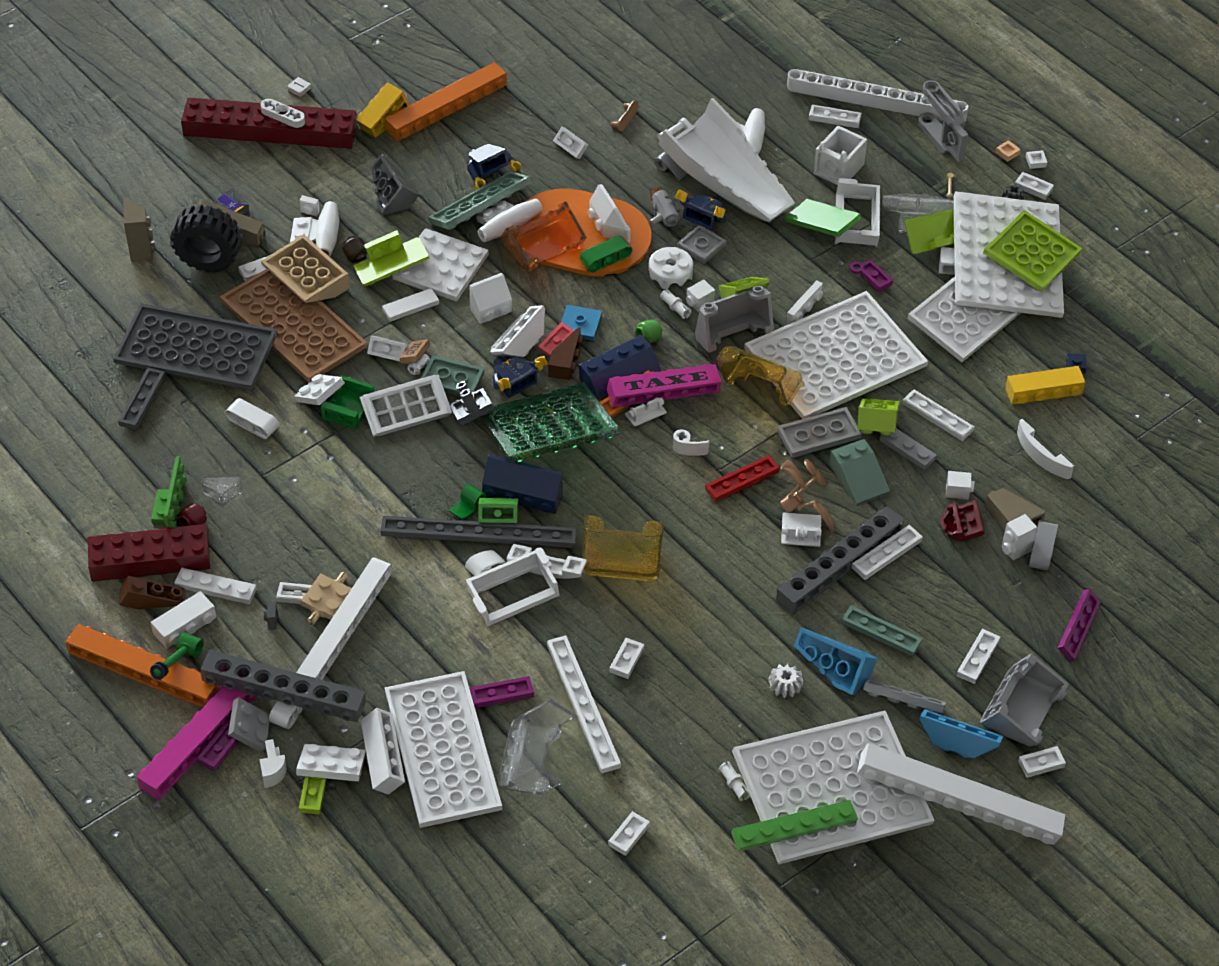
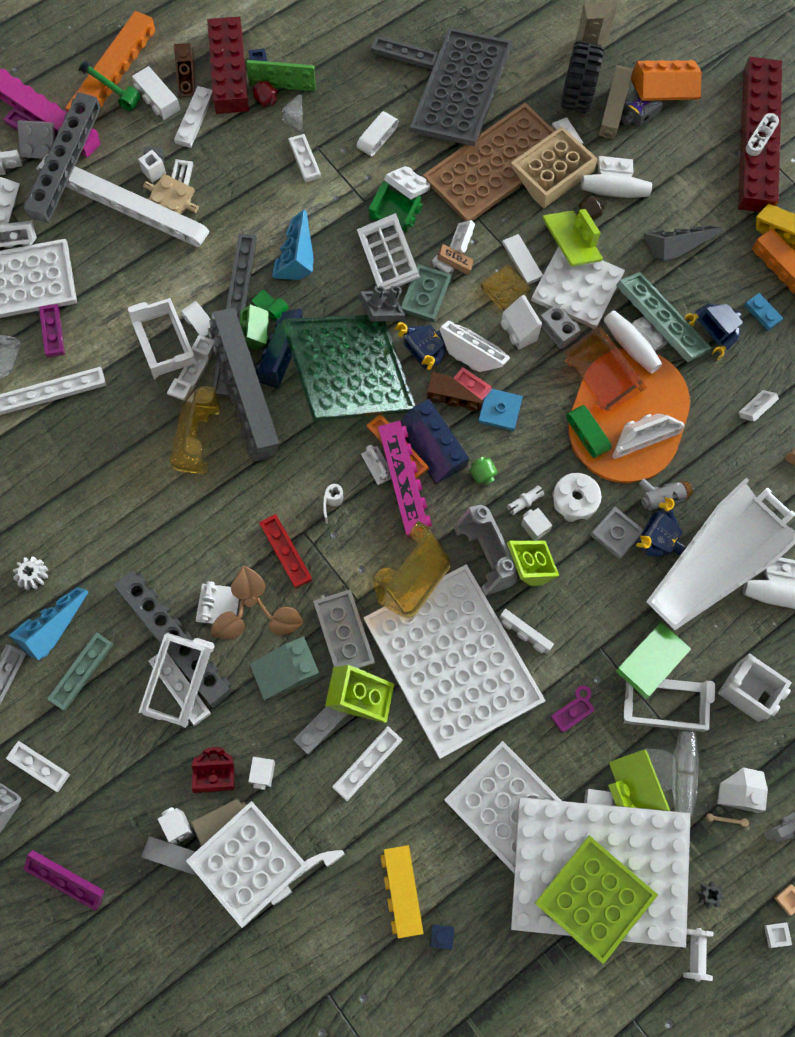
camera: 90 degrees right, 20 degrees up
(138, 524) = (257, 55): none -> dark blue plate
(206, 180) = (667, 80): none -> orange slope
(277, 483) = (304, 158): none -> white tile
(291, 611) = (152, 166): none -> white brick
(309, 205) = (647, 169): white plate -> none
(404, 484) = (297, 252): none -> dark azure wedge
(443, 318) = (505, 287): none -> clear yellow plate
(469, 136) = (763, 311): none -> dark azure plate
(489, 269) = (556, 328): none -> light grey brick
(567, 504) = (243, 385): none -> dark grey brick
(626, 658) = (76, 434): white plate -> none
(879, 557) = (206, 648): none -> white piece
(925, 171) = (744, 791): none -> white slope
(1034, 185) = (731, 925): white plate -> none
(1043, 479) = (246, 864): none -> white plate
(1064, 203) = (698, 955): none -> white hose

